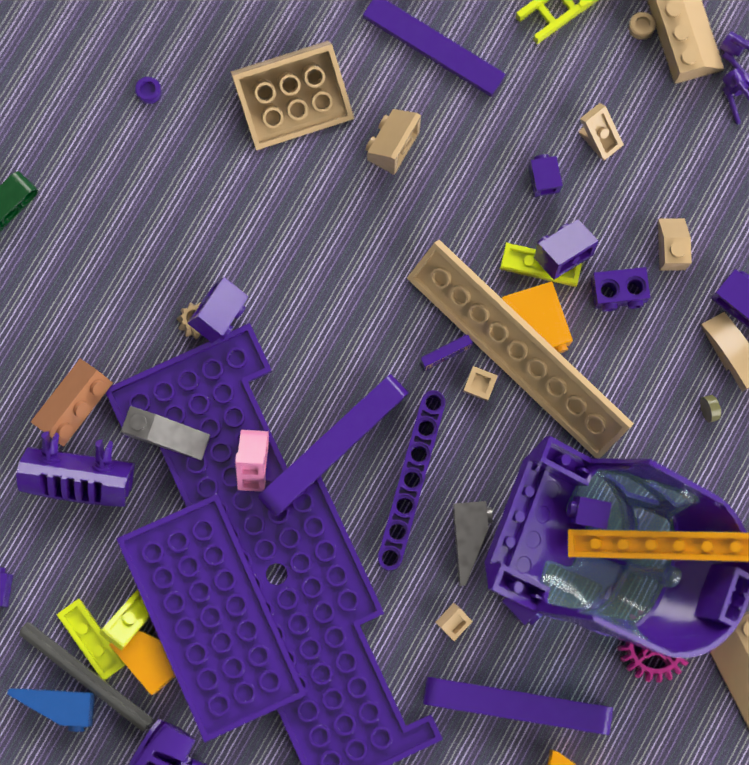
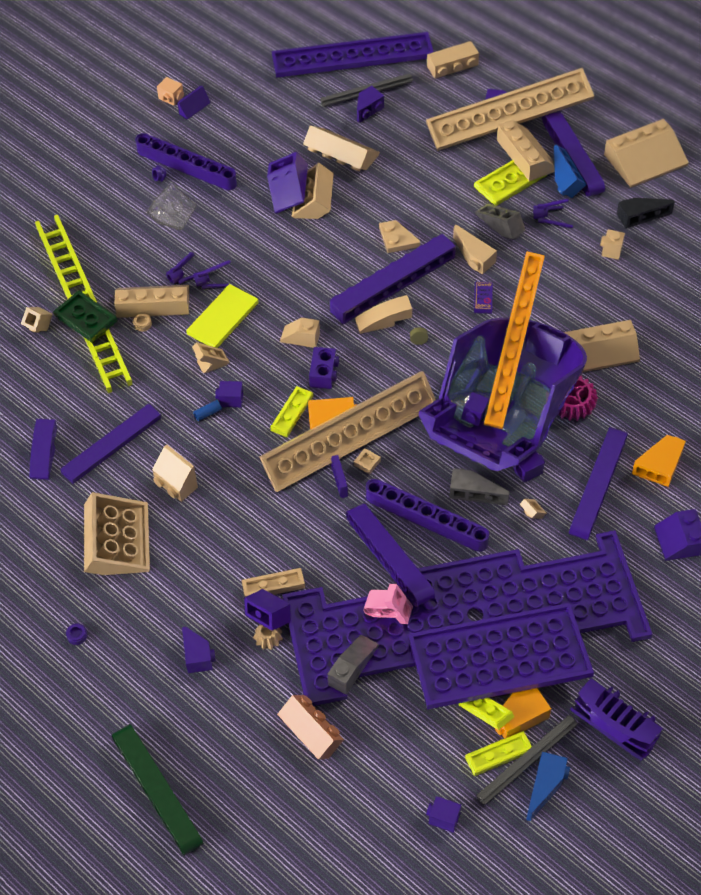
camera: 75 degrees left, 25 degrees down
(75, 476) = (371, 732): dark purple piece -> none
(149, 239) = (197, 652): none -> dark purple slope
(265, 308) = (275, 583): none -> tan plate
(514, 153) = (207, 410): none -> blue axle
(565, 248) = (286, 389): brick -> none
(679, 130) = (222, 316): none -> neon yellow tile

